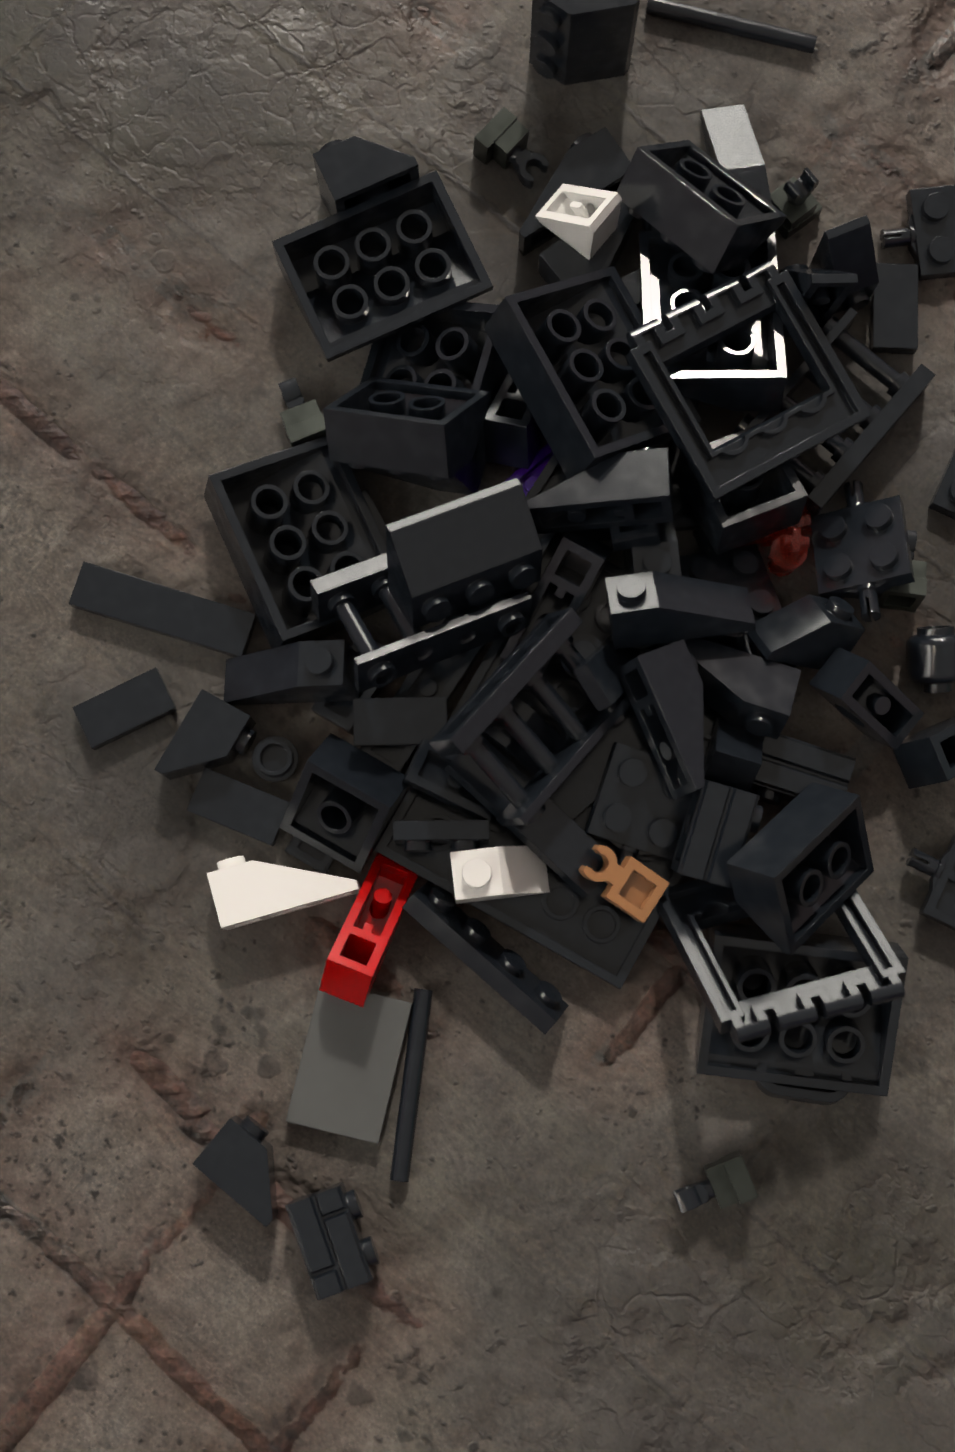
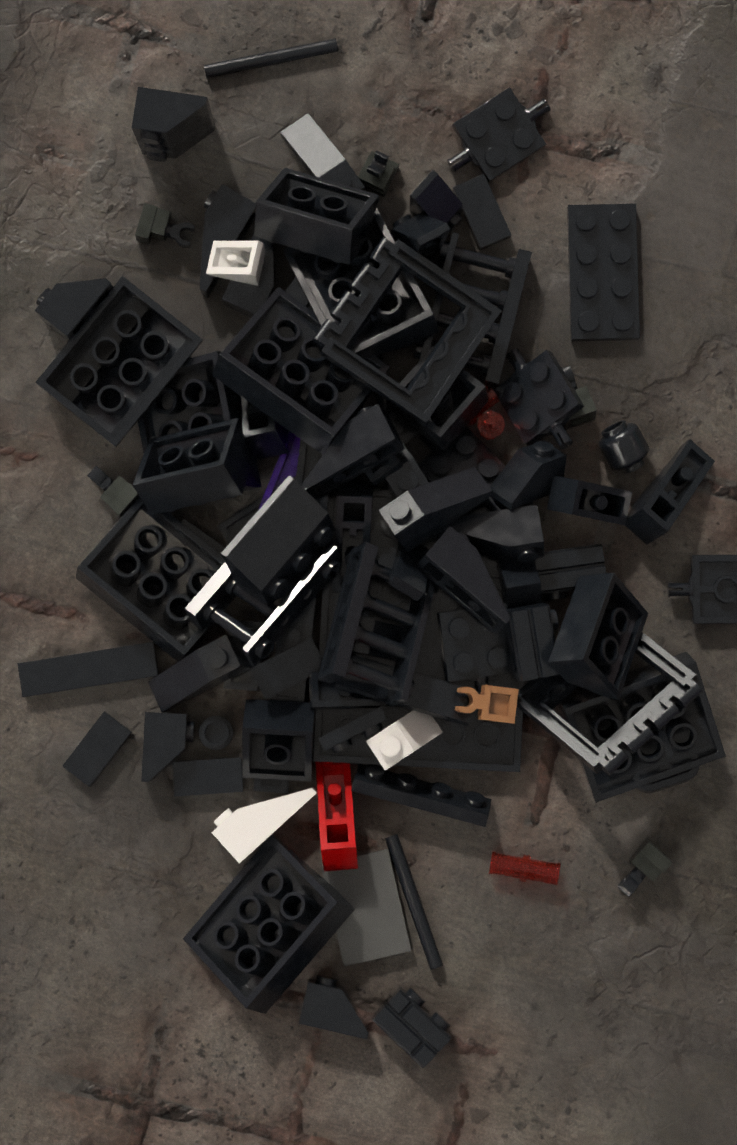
camera: 20 degrees left, 5 degrees up
(217, 1024) = (268, 925): none -> black slope
(568, 1112) = (524, 868): none -> clear red pin

